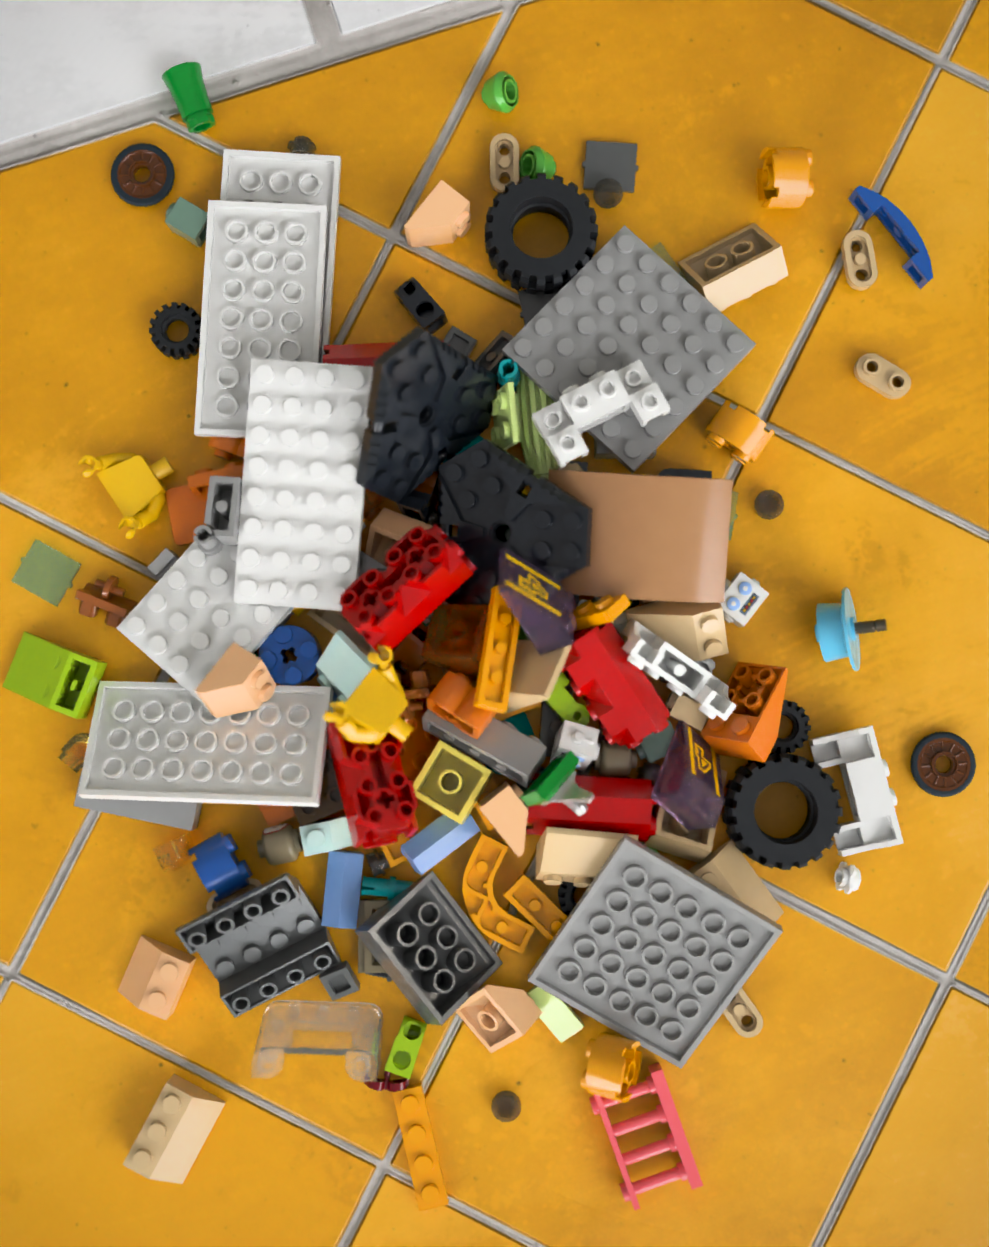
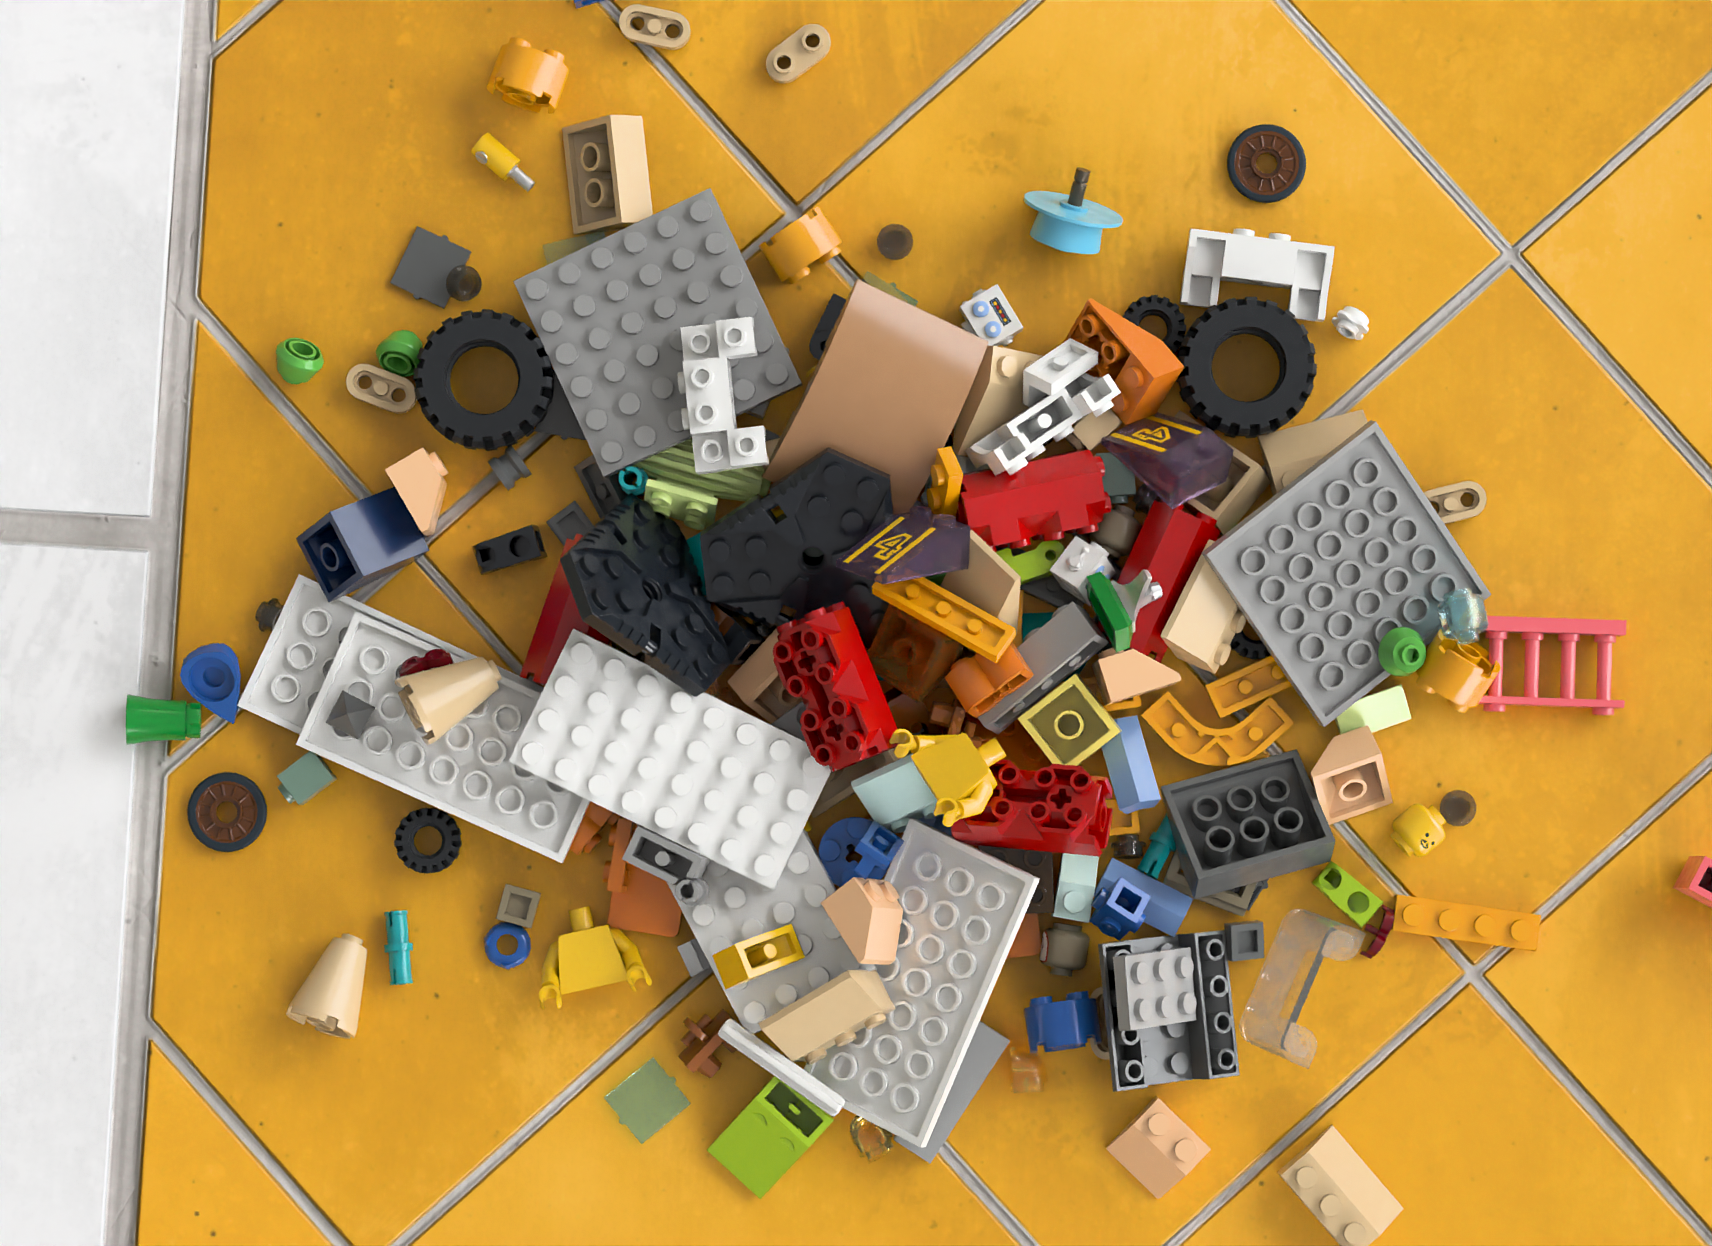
camera: 70 degrees left, 0 degrees up
(36, 302) = (333, 989): none -> tan cone
(88, 341) = (398, 947): none -> teal pin
(100, 663) = (781, 1067): none -> white axle
(134, 428) = (499, 959): none -> blue piece
(153, 684) = (829, 1016): none -> tan slope
(154, 418) = (518, 906): none -> dark tan plate
(176, 611) = (758, 956): none -> yellow slope
(236, 123) = (213, 679): none -> blue piece
(245, 230) = (350, 714): none -> dark grey slope
(269, 929) = (1154, 988): none -> plate
(286, 293) = (446, 694): none -> tan cone
(293, 670) = (877, 848): none -> blue plate
(310, 274) = (432, 659): none -> dark red piece
(323, 876) = (1119, 909): none -> blue brick
(379, 190) = (362, 543): none -> dark blue slope
(476, 1083) = (1418, 830): none -> yellow head
(482, 281) = (509, 467): none -> dark grey wheel
(609, 1019) = (1402, 651): none -> bright green cone
(656, 1056) = (1462, 616): none -> clear light blue head
(711, 184) = (500, 160): none -> yellow piece
(721, 664) = (1056, 370): none -> white panel

